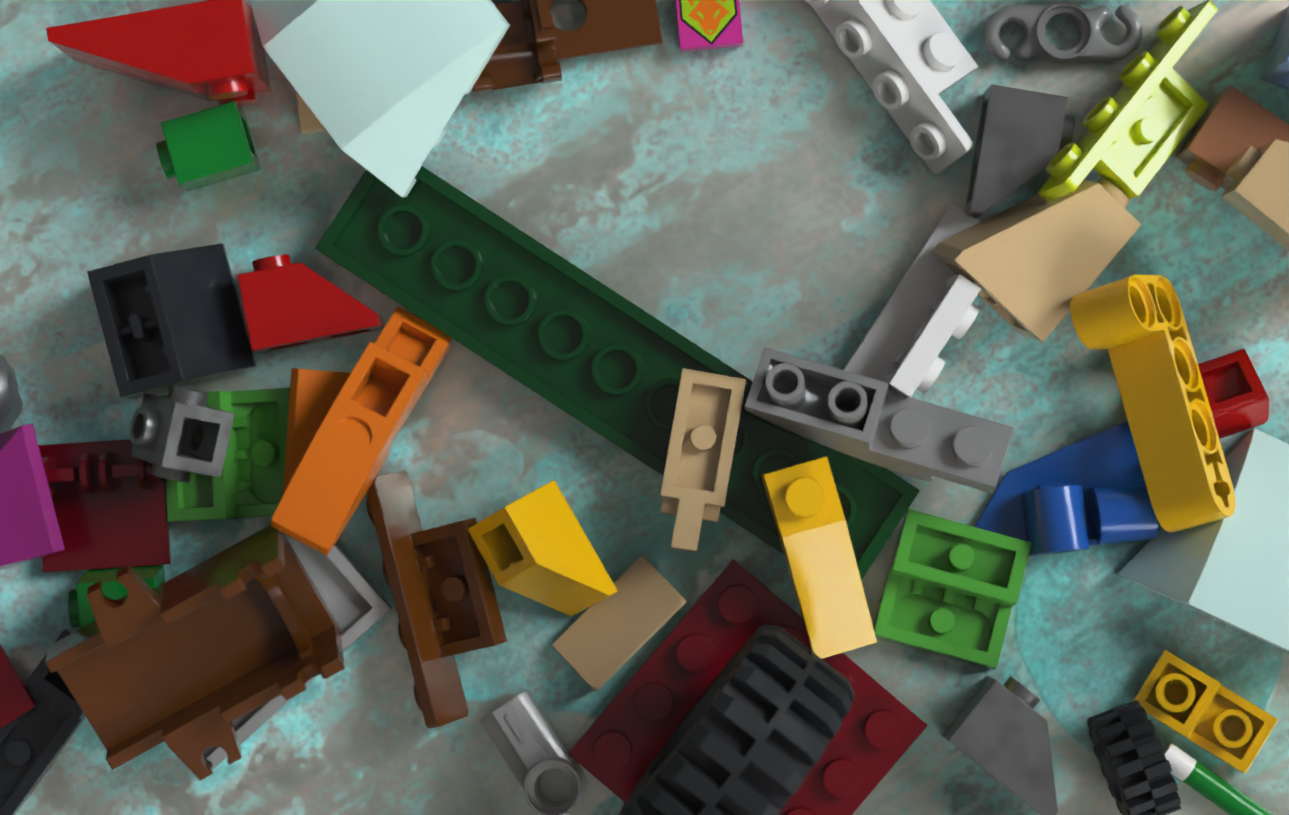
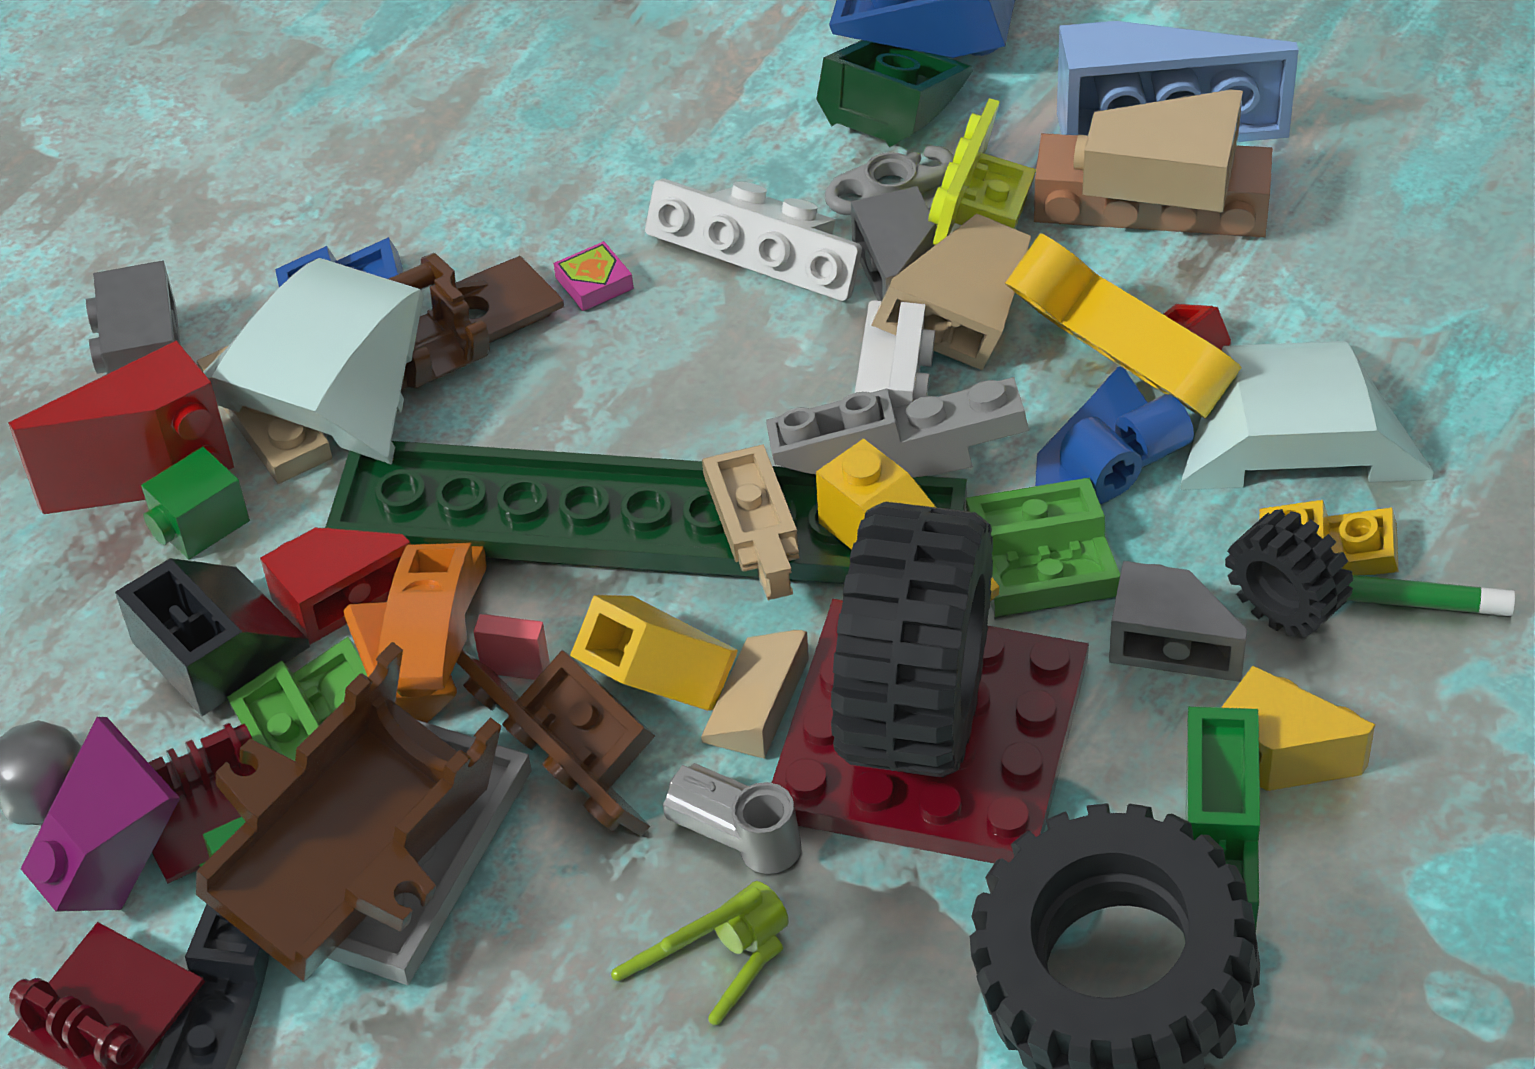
camera: 20 degrees left, 40 degrees down
(180, 434) = (258, 675): flat silver brick -> none
(427, 474) = (511, 646): none -> coral tile

